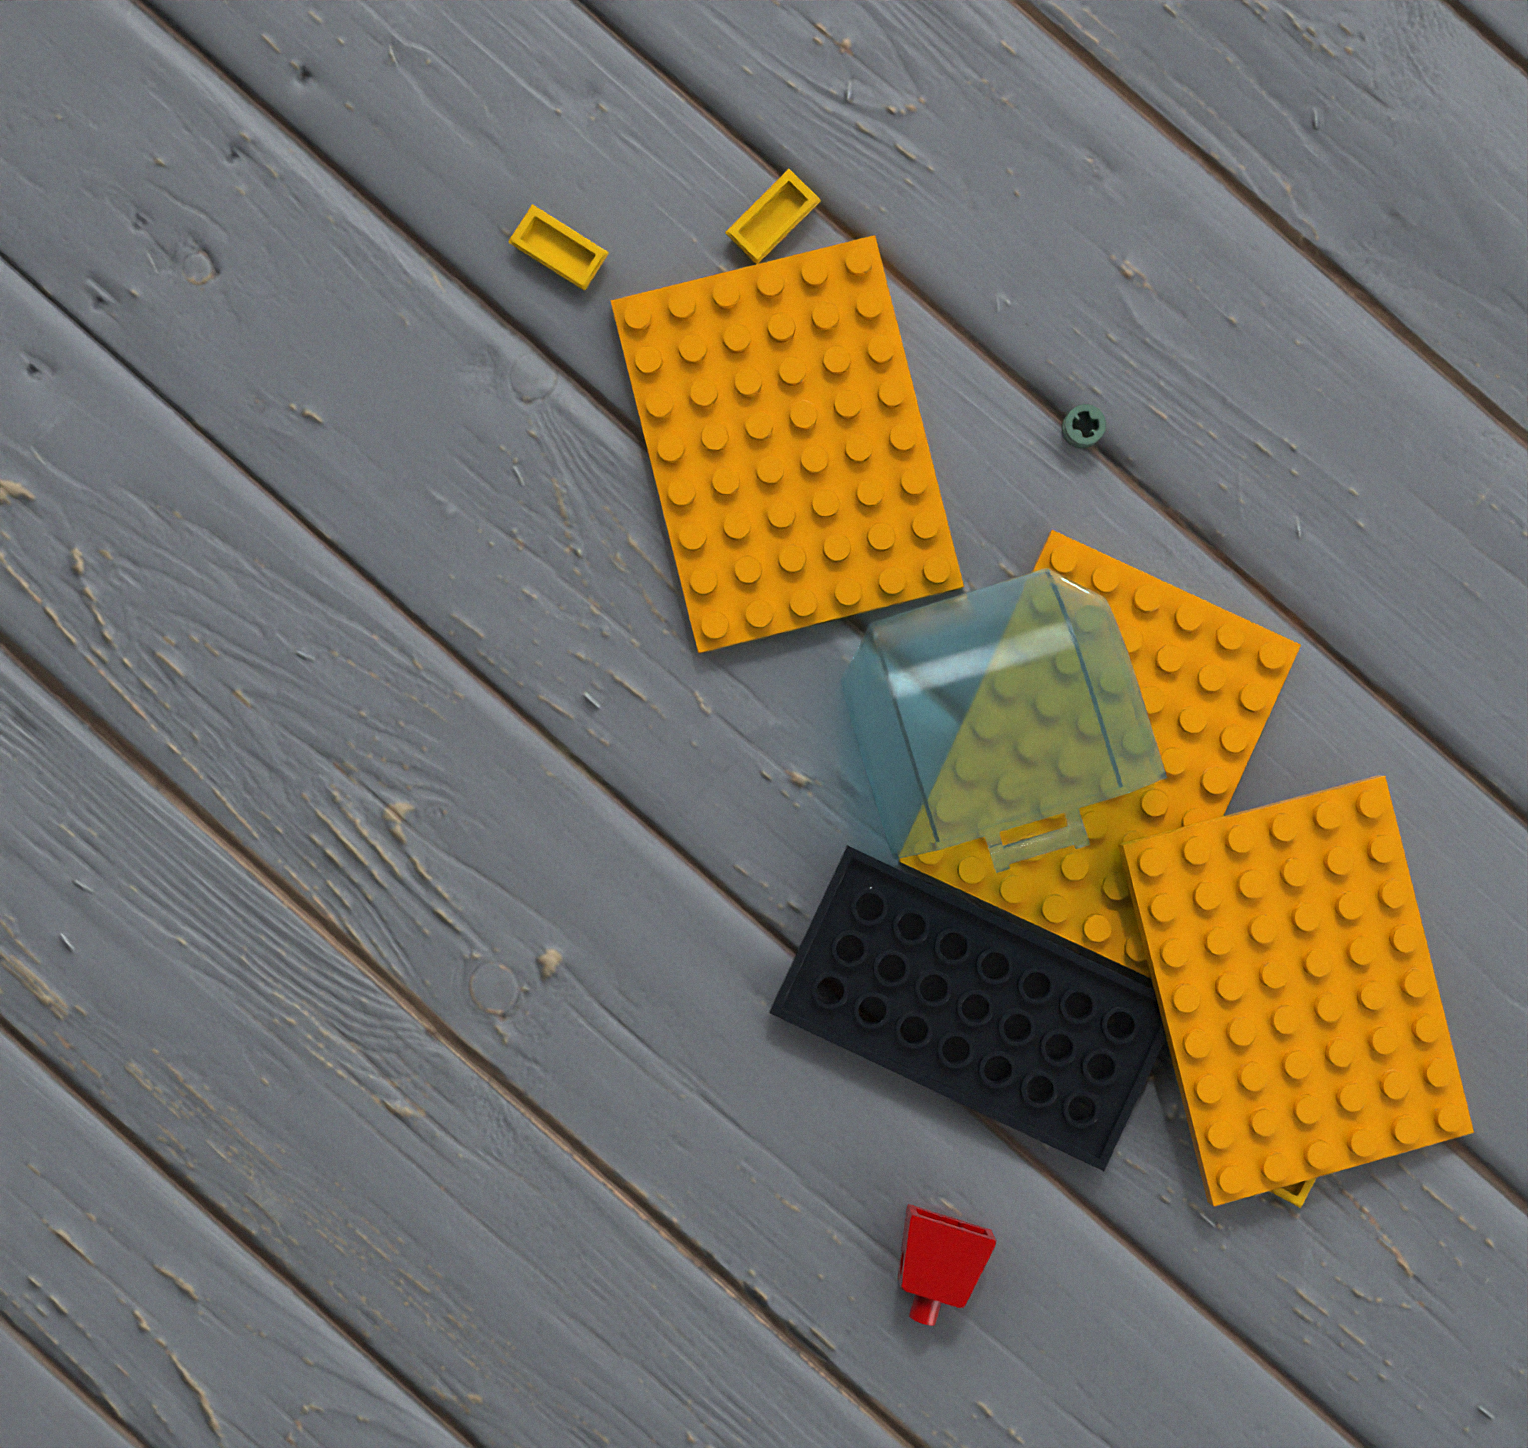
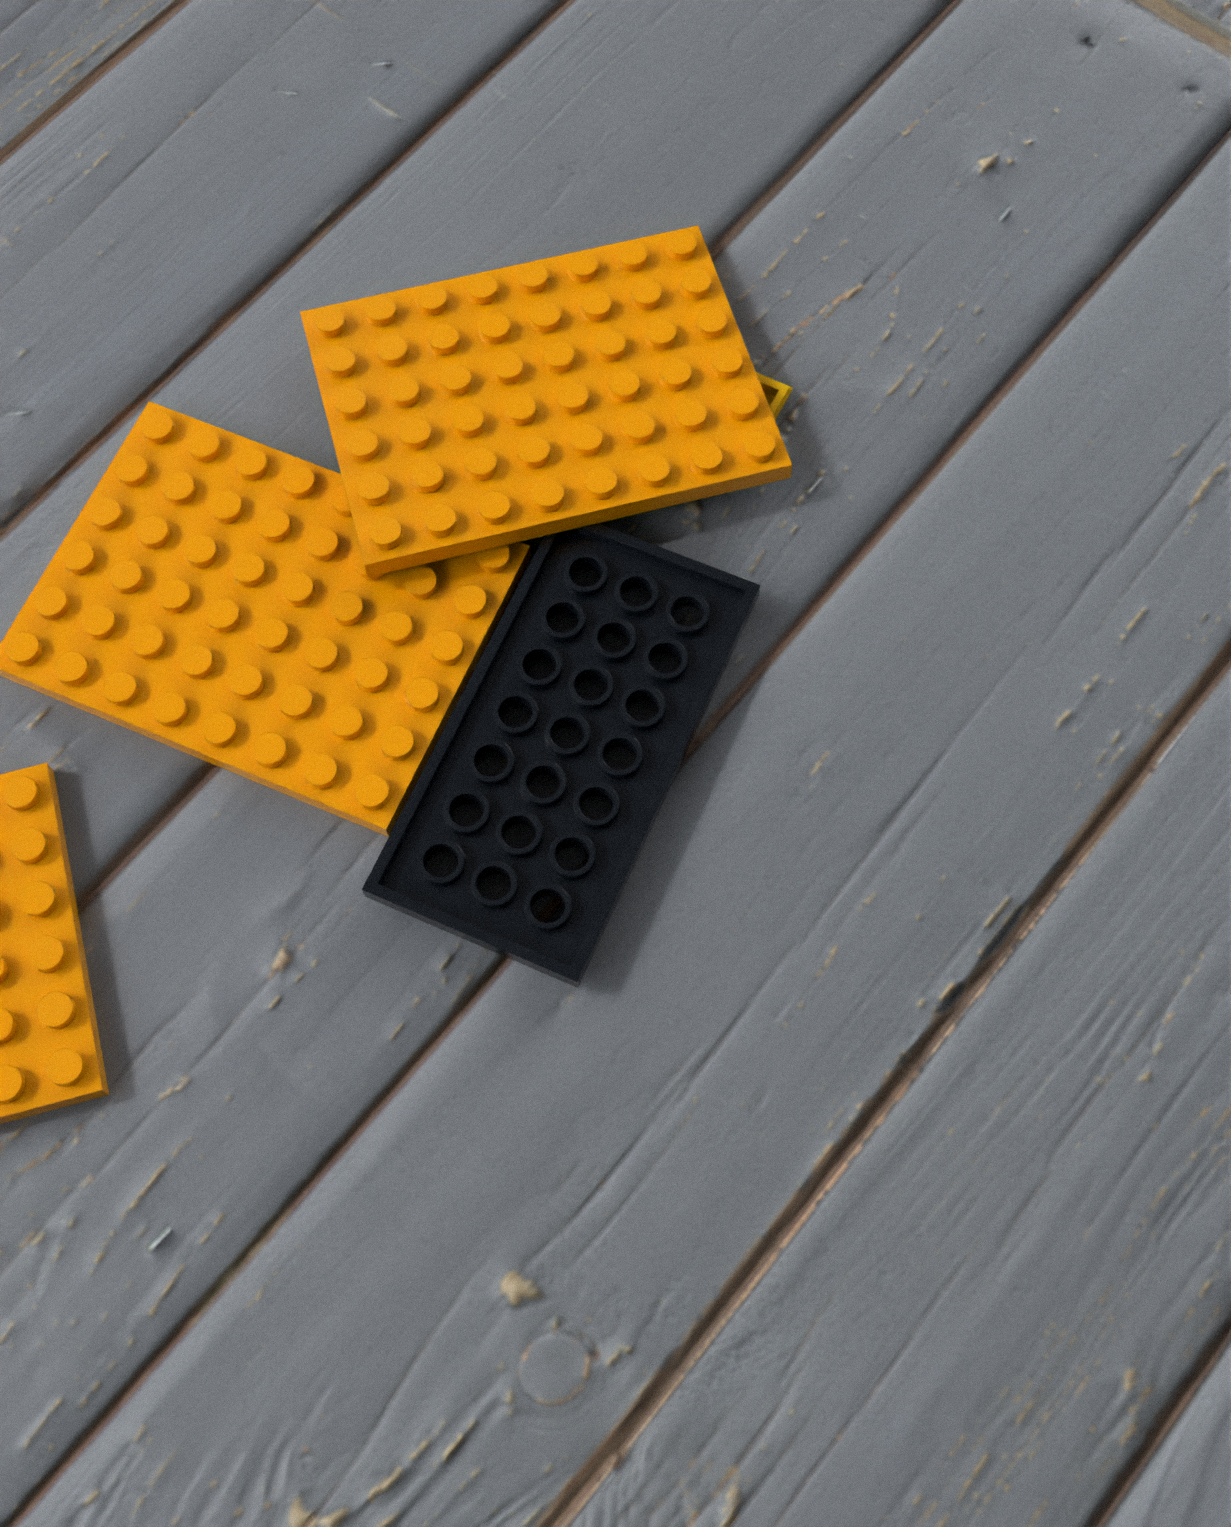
camera: 85 degrees left, 20 degrees down
(941, 1261) = (884, 767): red torso -> none
(998, 716) = (202, 714): clear light blue windscreen -> none

